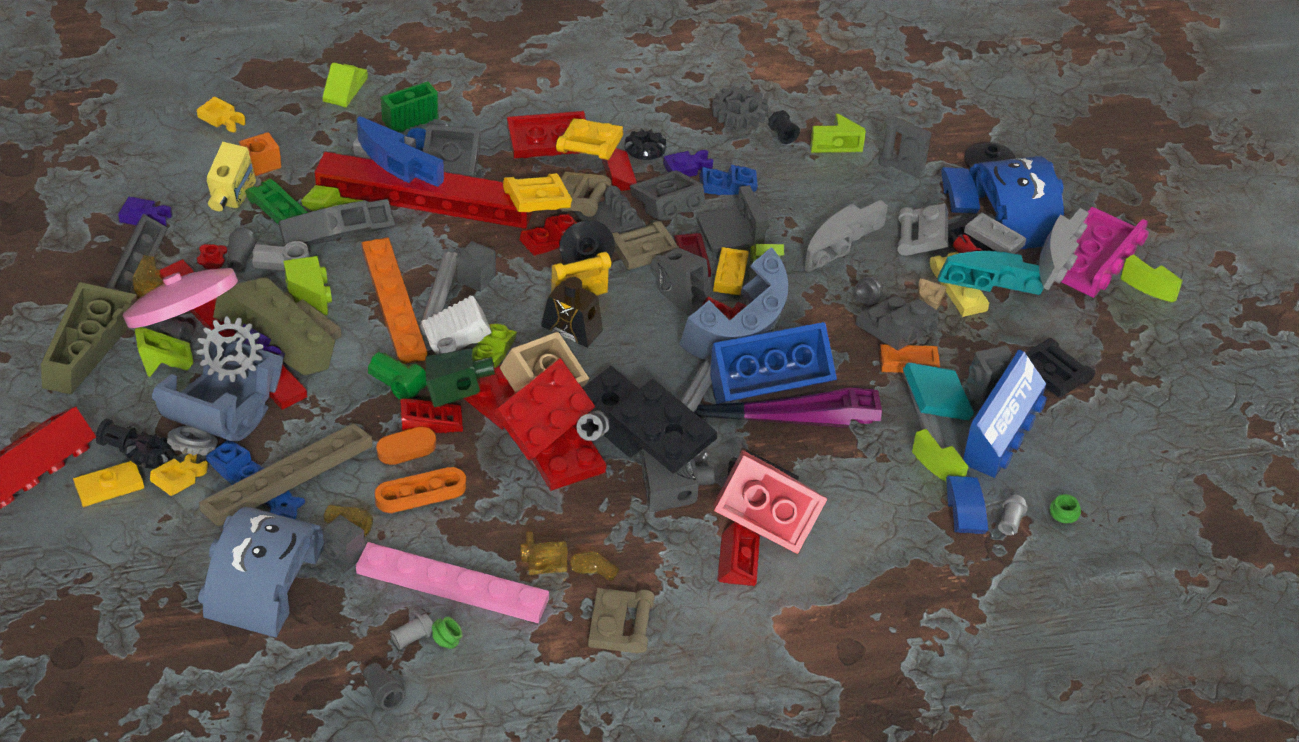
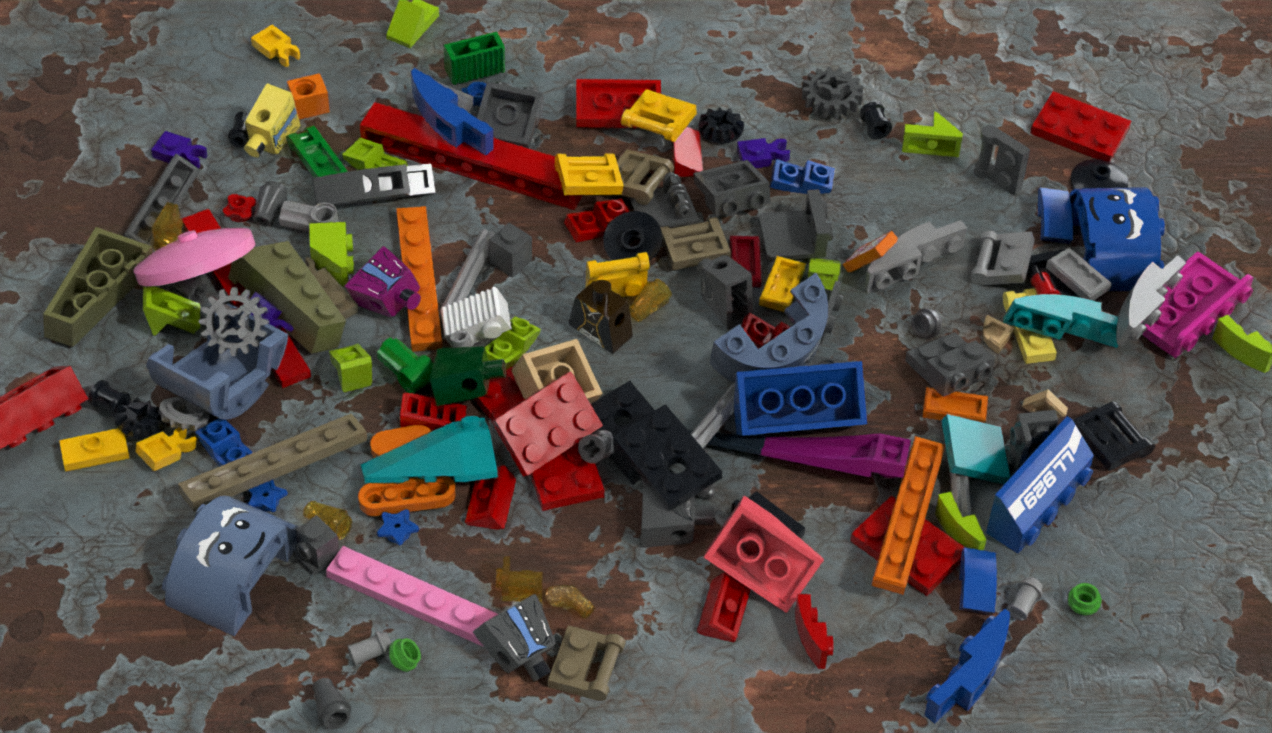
camera: 10 degrees right, 5 degrees up
(200, 192) = (238, 134): none -> black pin
(348, 382) = (353, 367): none -> lime slope
(364, 307) = (384, 285): none -> magenta torso
(416, 527) = (400, 534): none -> blue plate
(460, 442) = (454, 450): none -> teal wedge
(500, 484) = (491, 500): none -> red slope
(555, 603) = (519, 638): none -> dark grey torso
(614, 295) = (650, 299): none -> clear yellow cone
(806, 234) = (870, 252): none -> orange tile
(826, 568) = (811, 632): none -> red slope
(892, 455) = (908, 516): none -> orange tile
(895, 481) = (935, 553): none -> red plate
(963, 116) = (1080, 127): none -> red plate
(980, 582) = (974, 671): none -> blue slope
(987, 342) = (1043, 402): none -> tan tile

